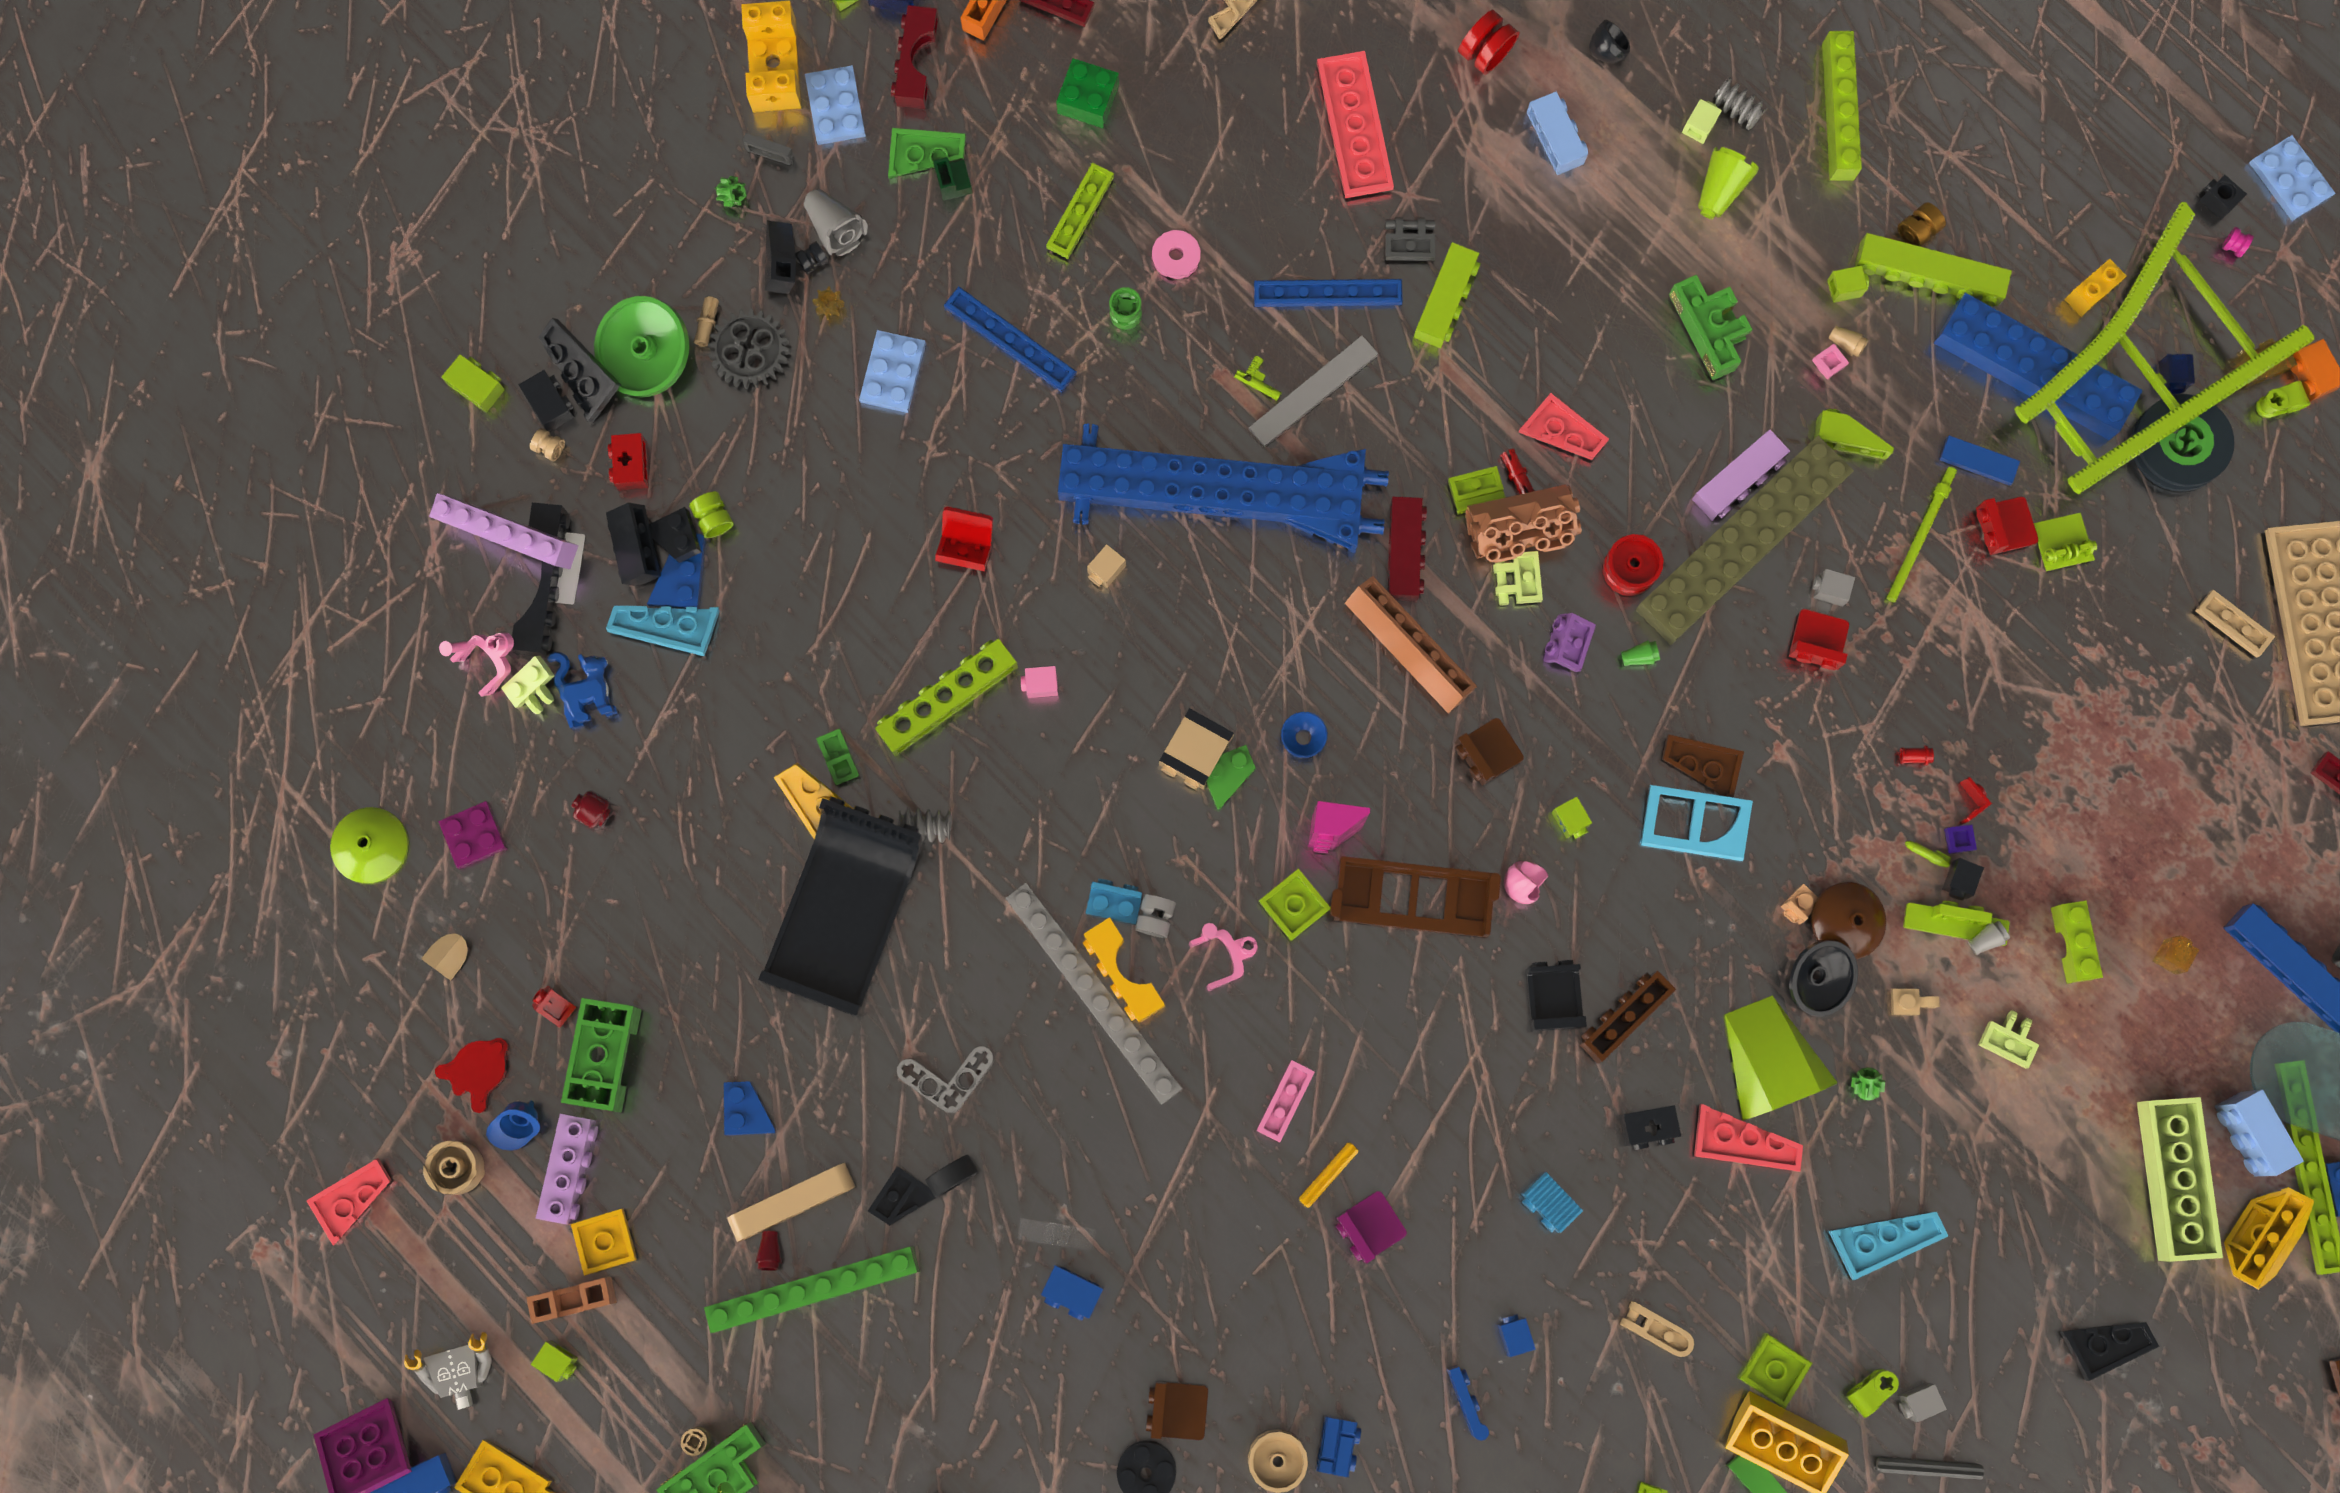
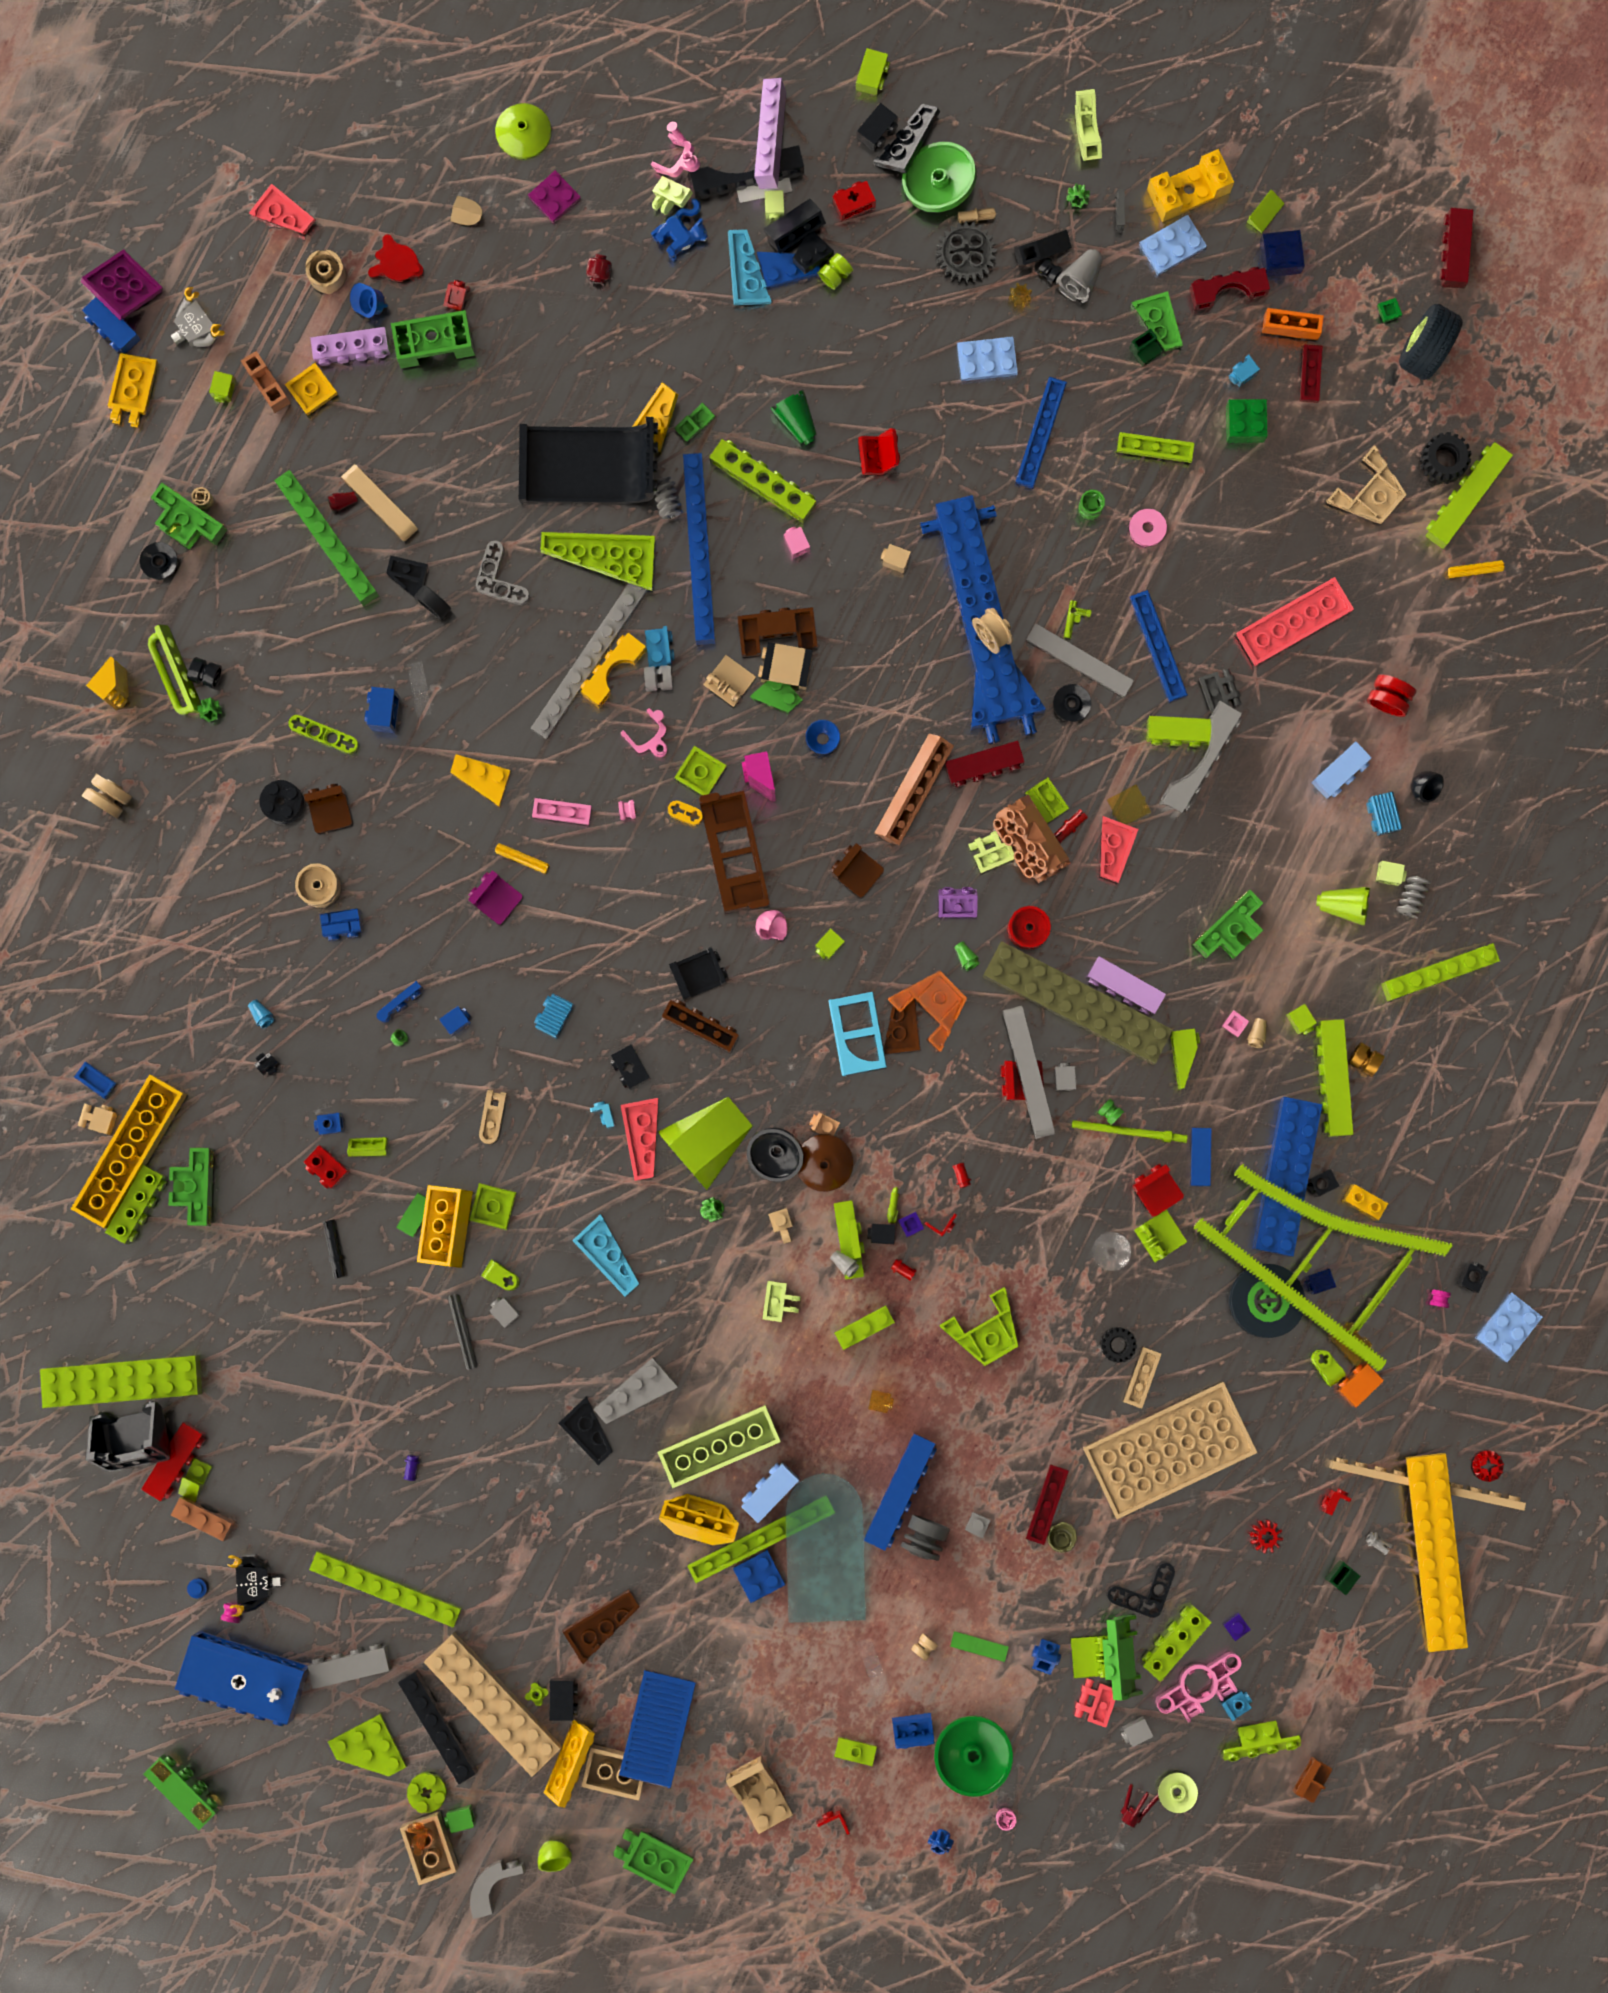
camera: 75 degrees right, 5 degrees up
(547, 444) = (846, 138): tan wheel -> none
(596, 561) = (774, 204): none -> yellowish green brick
(647, 152) = (1086, 124): none -> yellowish green arch
(744, 1110) = (430, 449): blue wing -> none
(880, 626) = (796, 417): none -> green cone
(974, 917) = (617, 556): none -> lime wing
(1005, 807) = (699, 549): none -> blue brick
(1025, 75) = (1244, 371): none -> dark azure brick
(1075, 1385) = (324, 732): none -> lime beam
(1137, 750) = (777, 625): none -> reddish brown bracket
(1188, 828) = (729, 680): none -> tan hinge
(1203, 1191) = (481, 776): none -> yellow wing
(1250, 473) = (993, 630): none -> tan wheel
(1312, 1015) = (627, 810): none -> bright pink wheel
(1345, 947) = (687, 809): none -> yellow beam
(1367, 406) = (1076, 694): none -> black dish
(1511, 1414) = (399, 1033): none -> bright green hinge
(1514, 396) = (1128, 805): none -> clear yellow piece
(1521, 324) = (1181, 791): none -> light grey arch
(1627, 102) = (1384, 813): none -> dark azure brick
(1685, 706) = (939, 999): none -> orange wing
(1705, 1180) = (607, 1116): none -> medium azure bracket
(1815, 627) = (1028, 1072): none -> light grey beam
(1893, 546) = (1110, 1111): none -> bright green wheel
(2009, 873) = (903, 1269): none -> red pin
(2061, 319) = (1331, 1183): none -> black brick
(2077, 600) = (1119, 1244): none -> clear dish
(2077, 1263) = (642, 1387): none -> light grey wedge
(2133, 790) = (990, 1338): none -> lime wing
(2196, 628) = (1130, 1345): none -> black tyre

